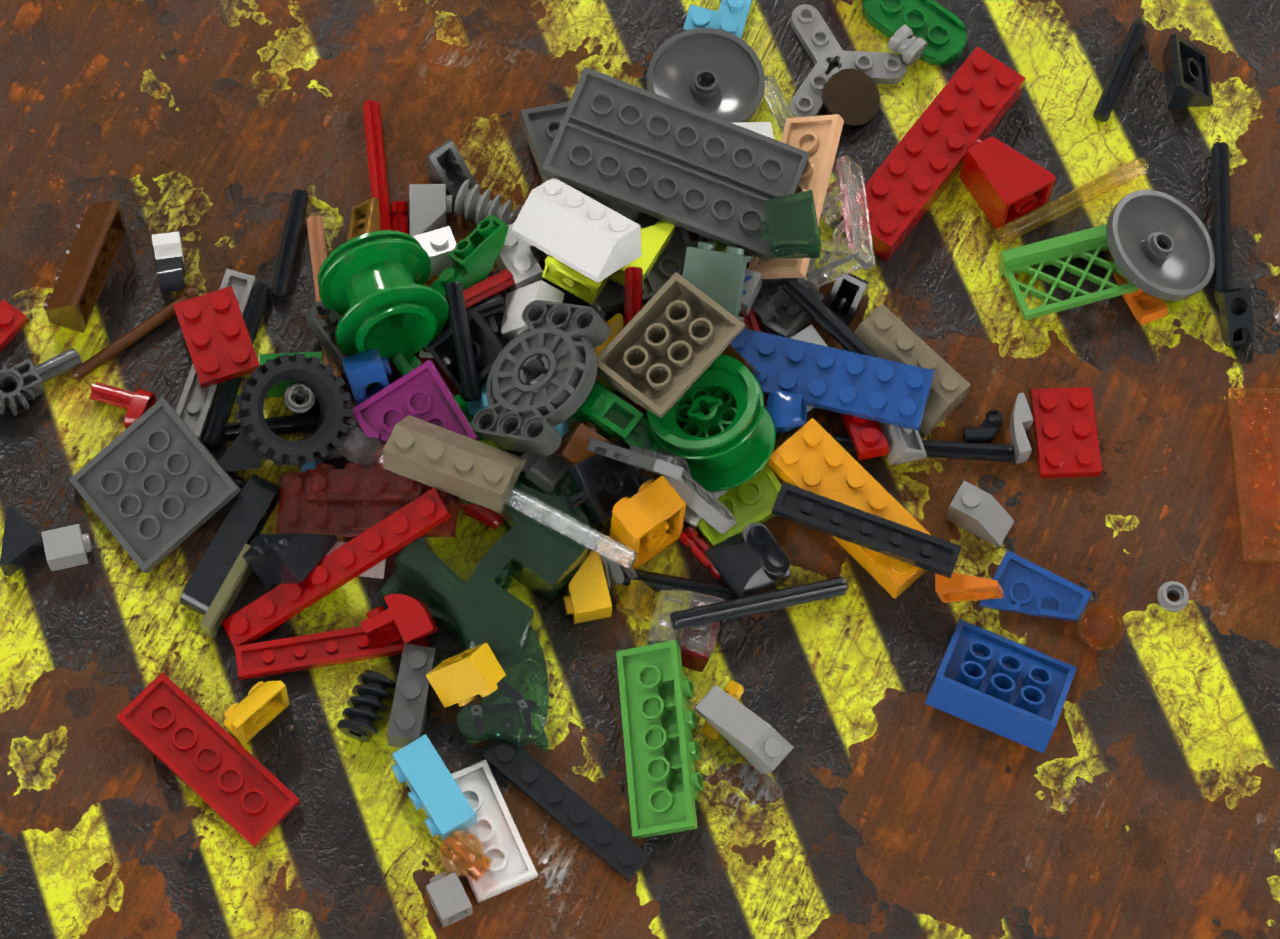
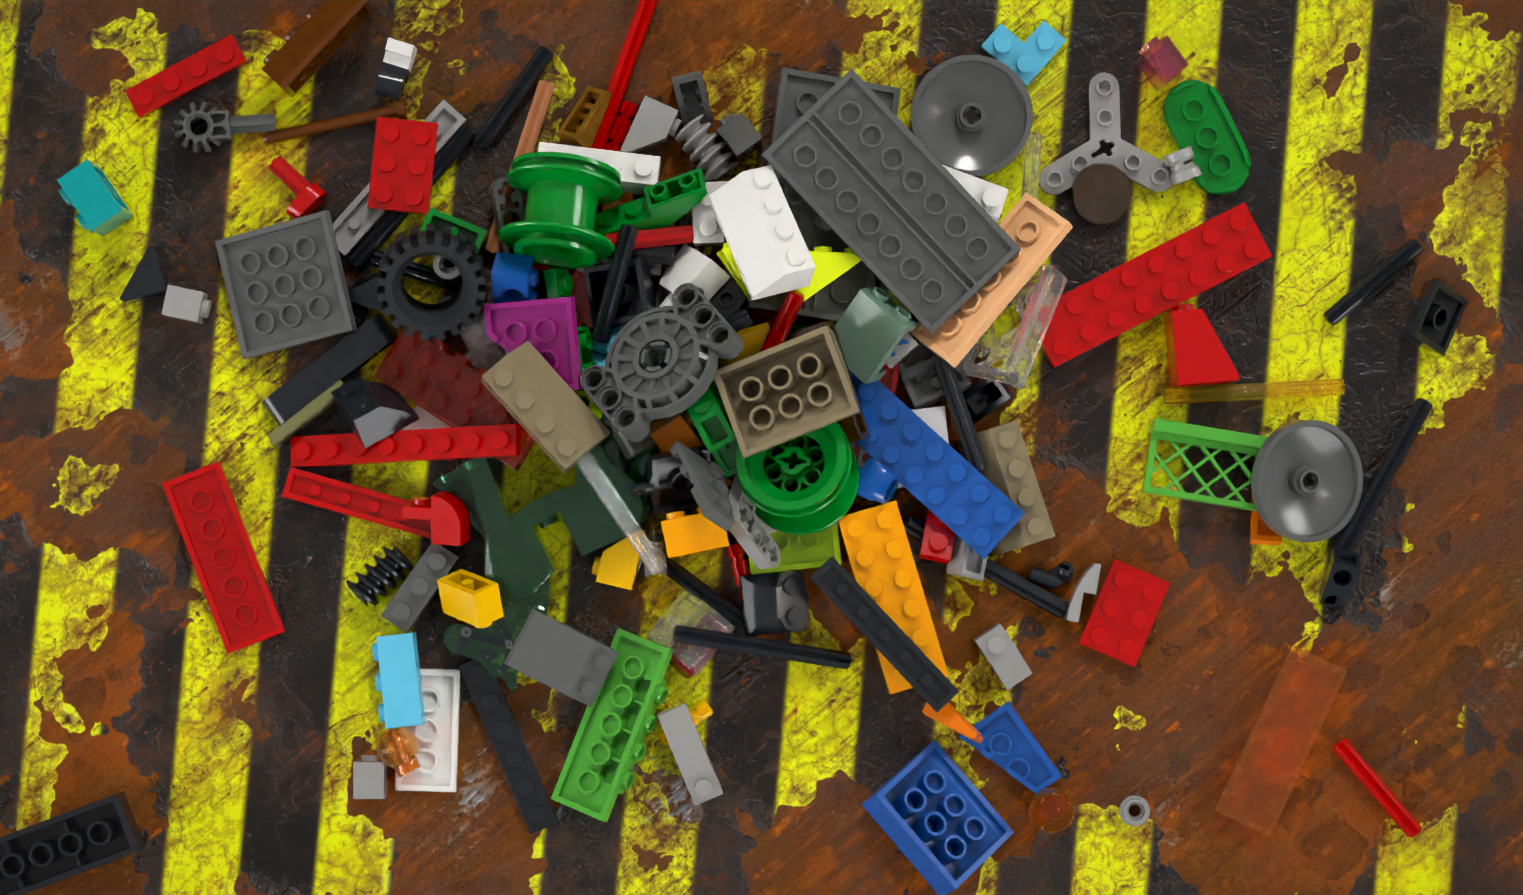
camera: 30 degrees right, 20 degrees up
(256, 710) = (273, 537): yellow slope -> none
(512, 181) = (739, 135): none -> dark grey slope
(579, 693) = (561, 657): none -> dark grey slope
(791, 226) = (961, 320): clear green torso -> none

